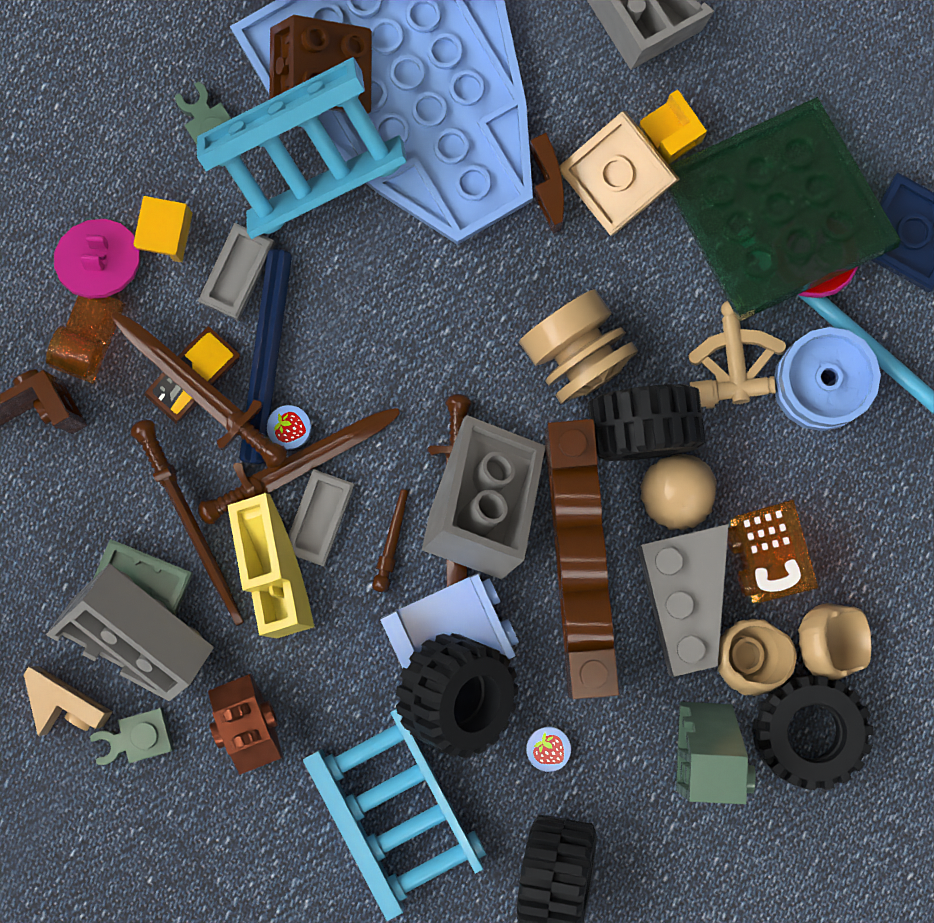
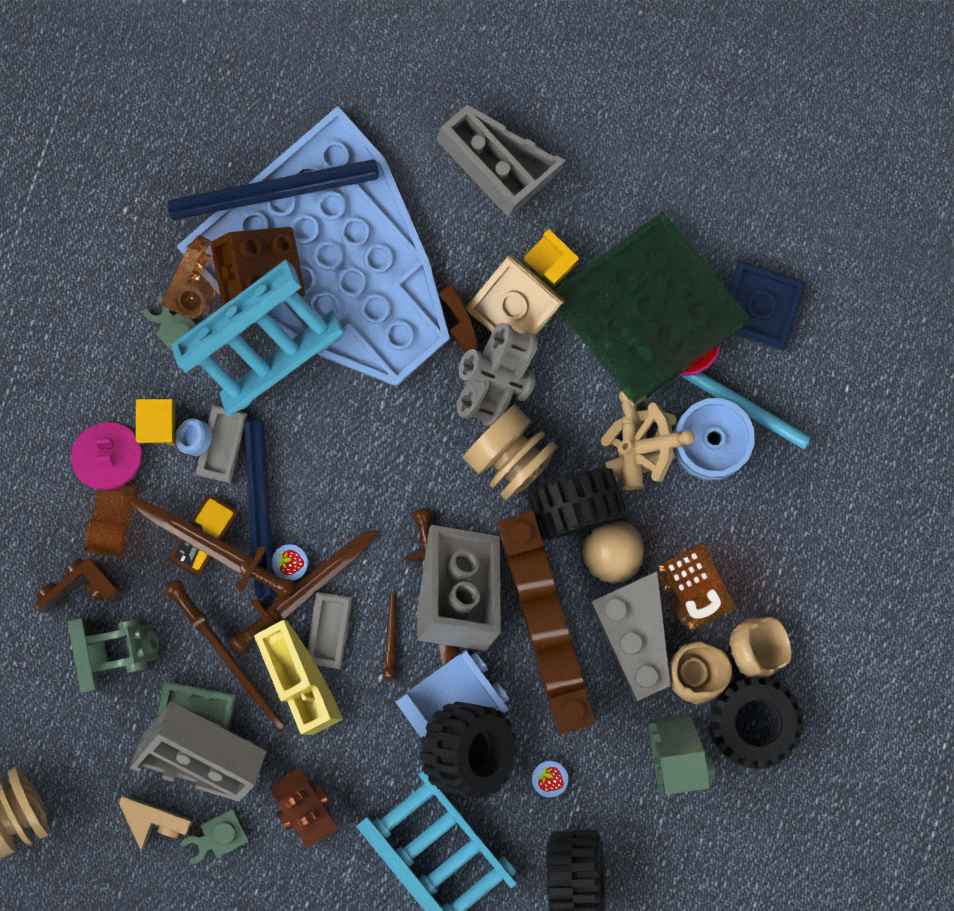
camera: 20 degrees left, 0 degrees up
(30, 489) = (92, 656): none -> sand green tile
(204, 256) = (193, 437): none -> light blue tile
(235, 64) = (189, 278): none -> clear orange plate
(585, 254) = (497, 374): none -> light grey axle
(729, 369) = (634, 446): none -> tan piece

